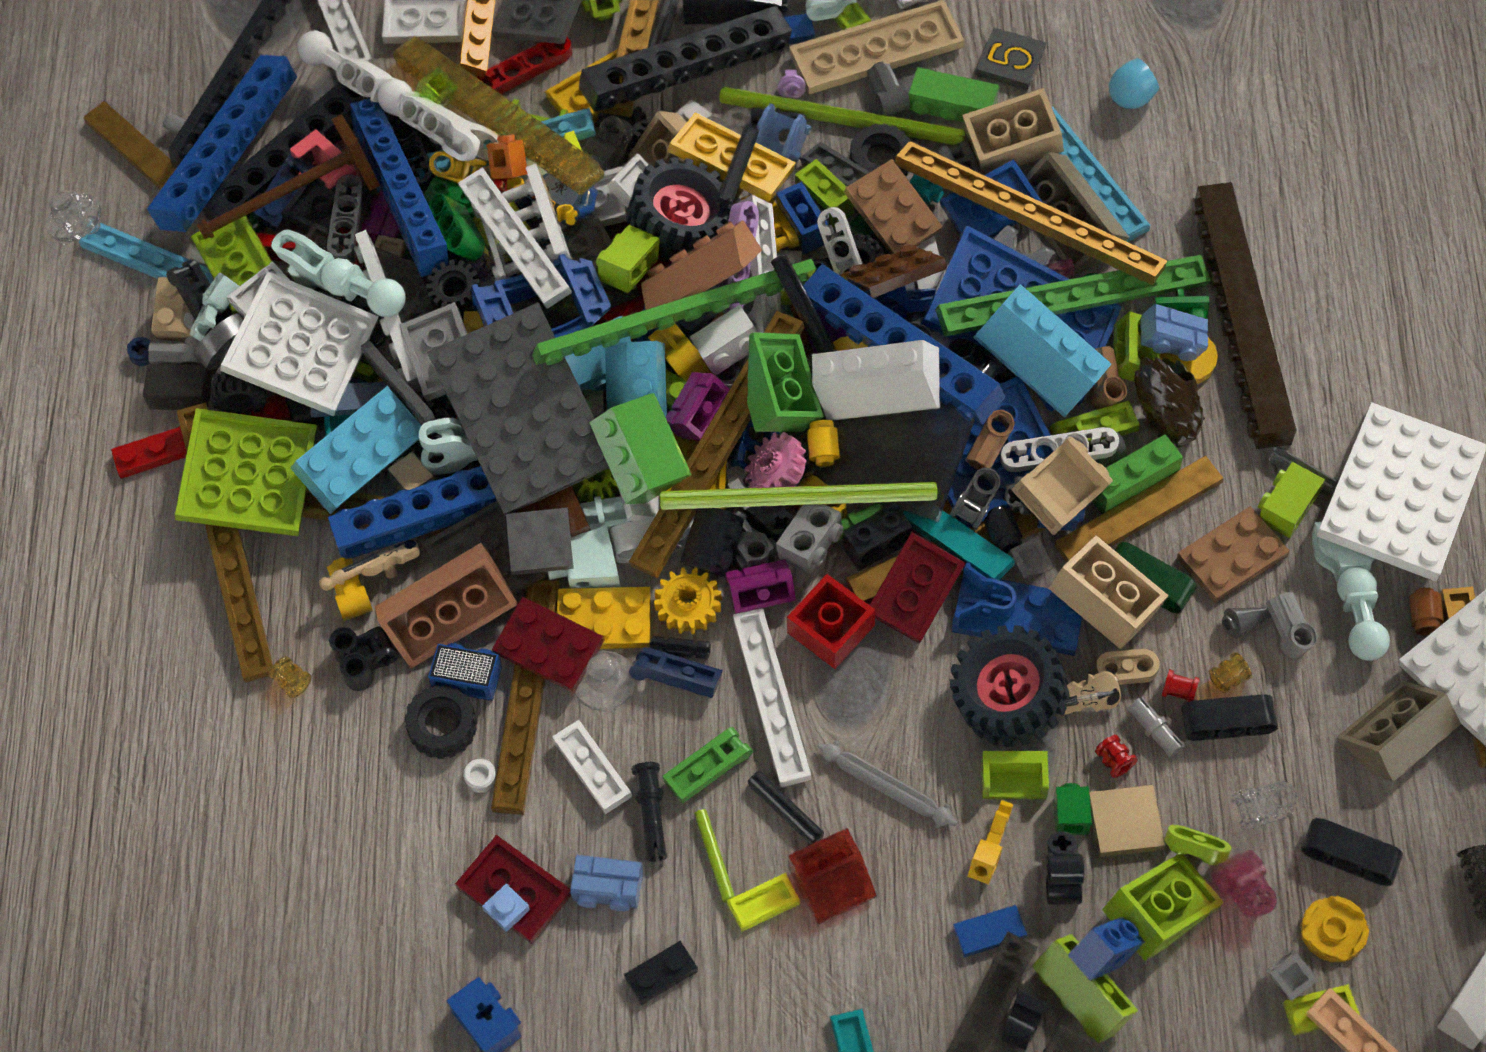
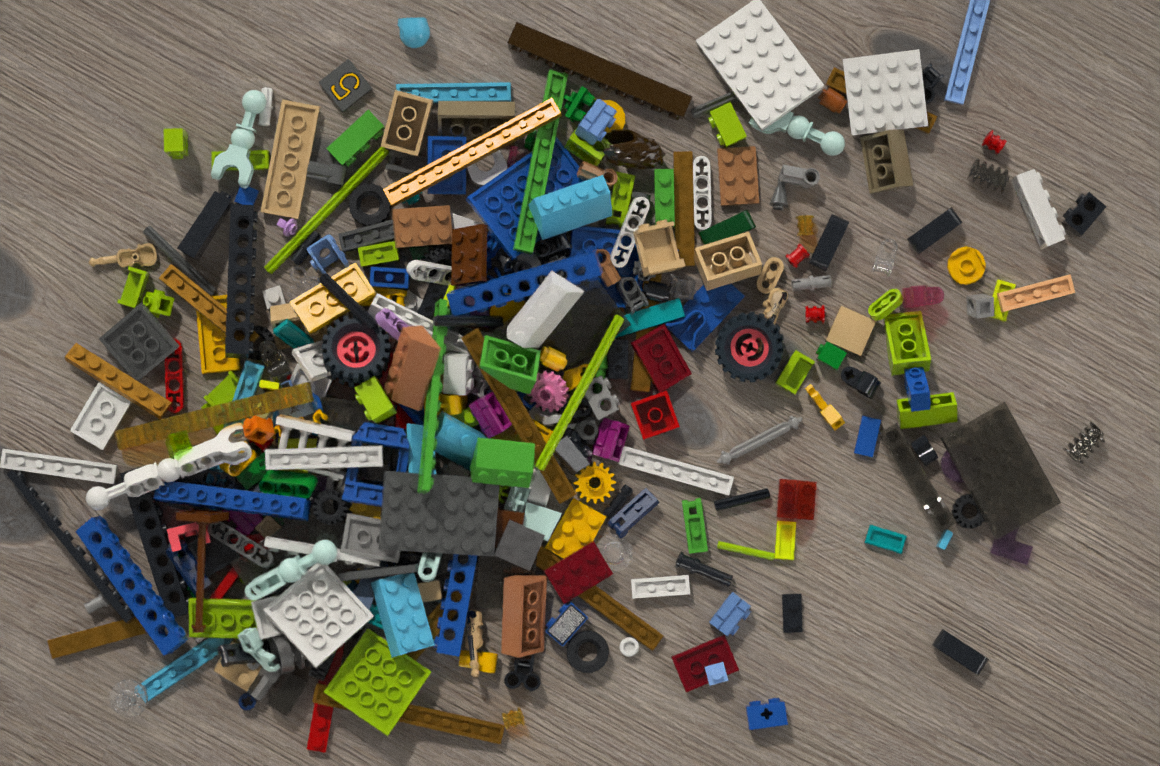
camera: 65 degrees left, 25 degrees up
(656, 143) = (292, 334): none -> teal tile
(1178, 524) = (702, 193): none -> white beam

